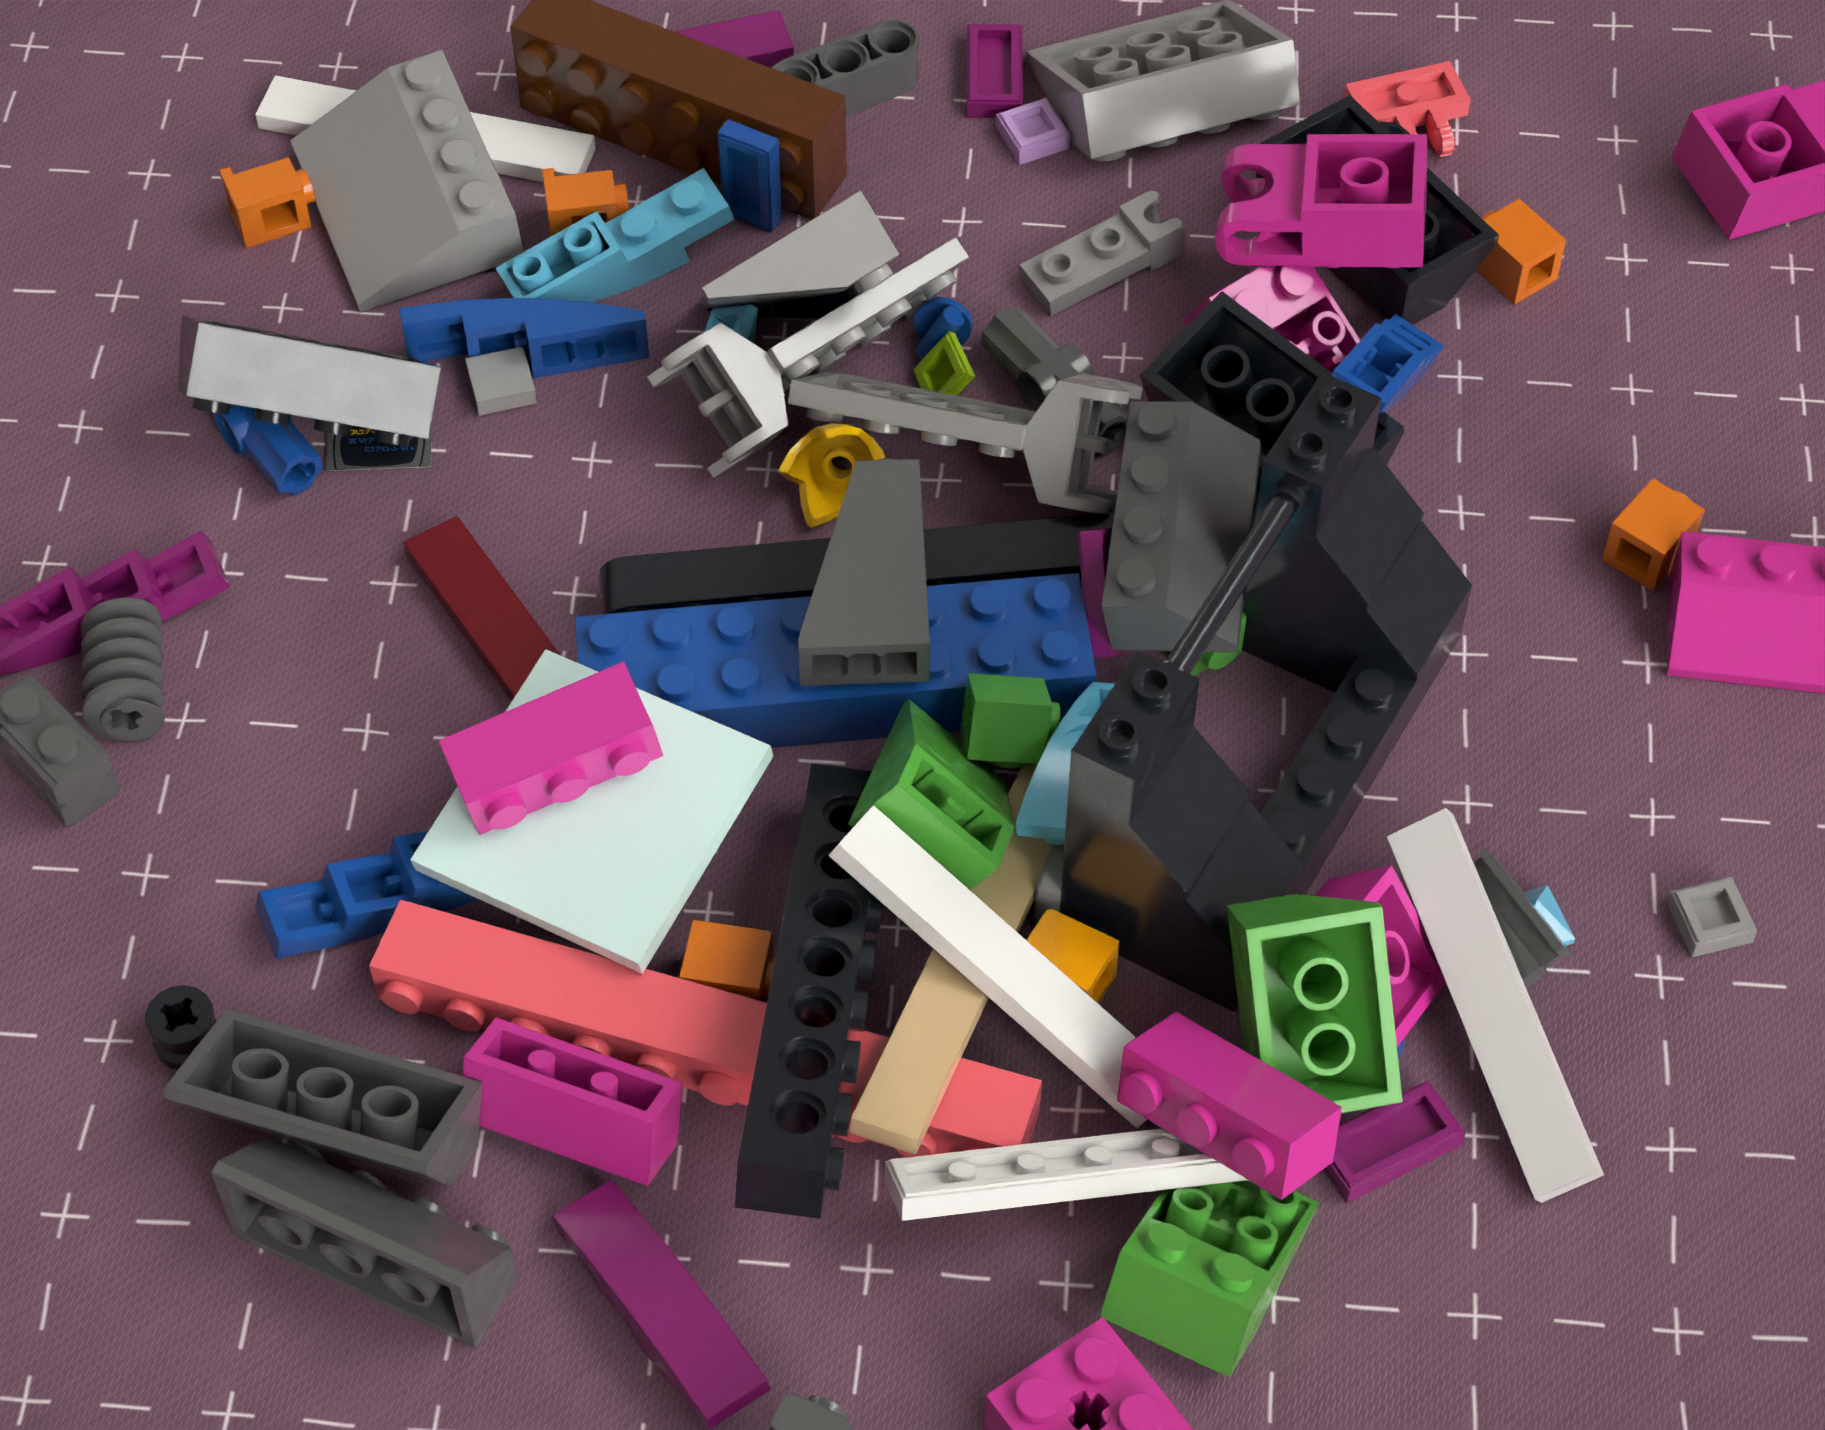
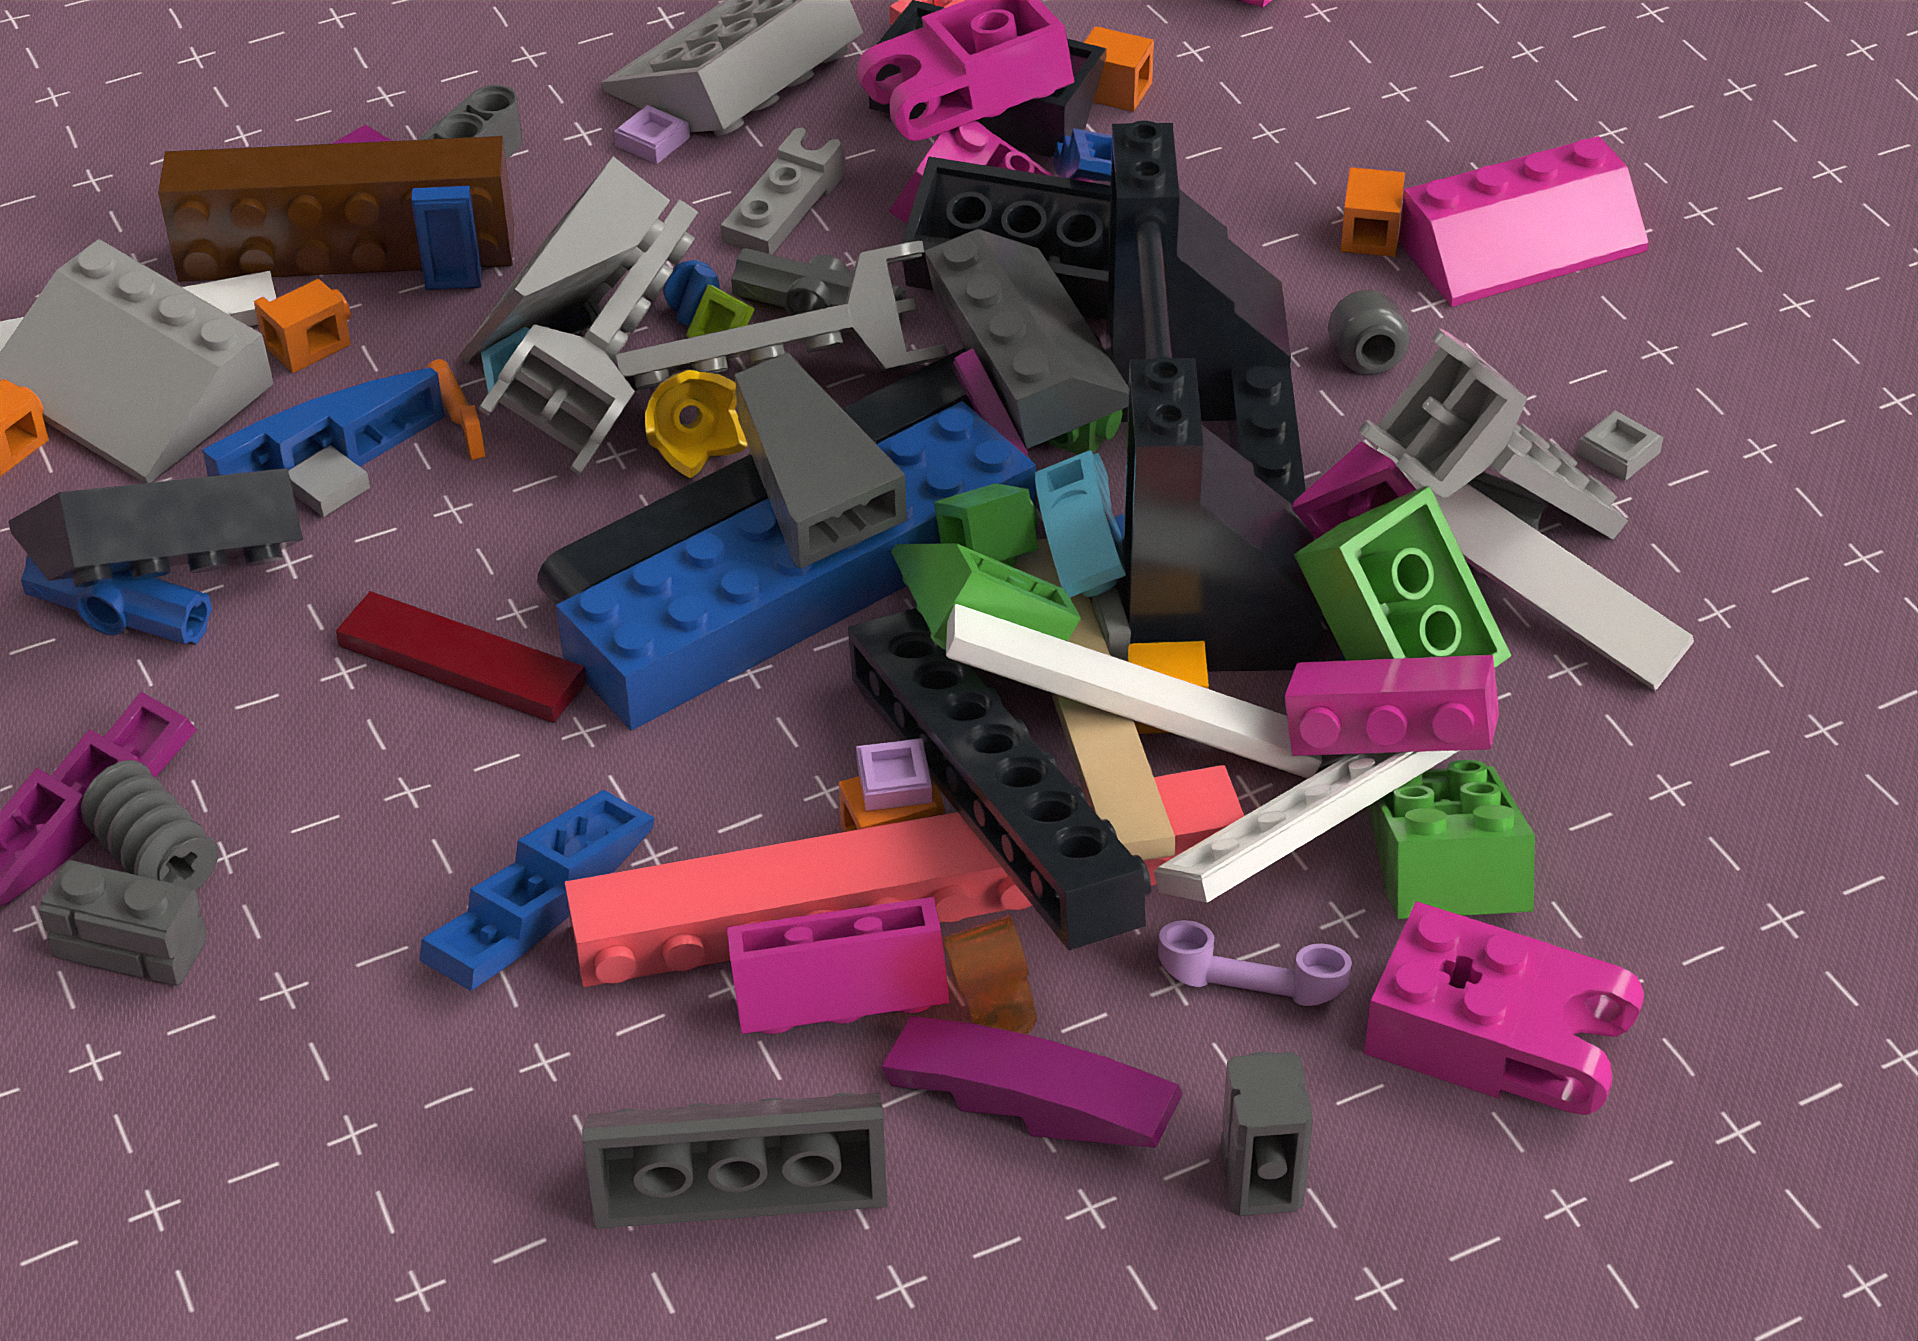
camera: 30 degrees left, 10 degrees down
(170, 1006) = (441, 1092): black wheel -> none
(332, 1096) = (627, 1057): dark grey slope -> none
(362, 452) = (240, 582): black sticker -> none
(551, 748) = (634, 689): dark pink brick -> none
(604, 259) = (369, 338): medium azure slope -> none
(621, 854) = (692, 733): light aqua tile -> none
(659, 348) = (459, 409): none -> orange piece
(681, 1186) = (993, 975): none -> clear orange piece
(738, 939) = (894, 774): none -> lavender tile
(984, 1332) = (1318, 976): none -> lavender bar
(993, 69) = (583, 104): magenta tile -> none
(1343, 864) = (1351, 488): none -> dark pink slope
(1392, 1141) = (1523, 691): magenta tile -> none
(1469, 854) = (1465, 419): none -> light grey hinge
(1544, 672) = (1368, 332): none -> dark grey head

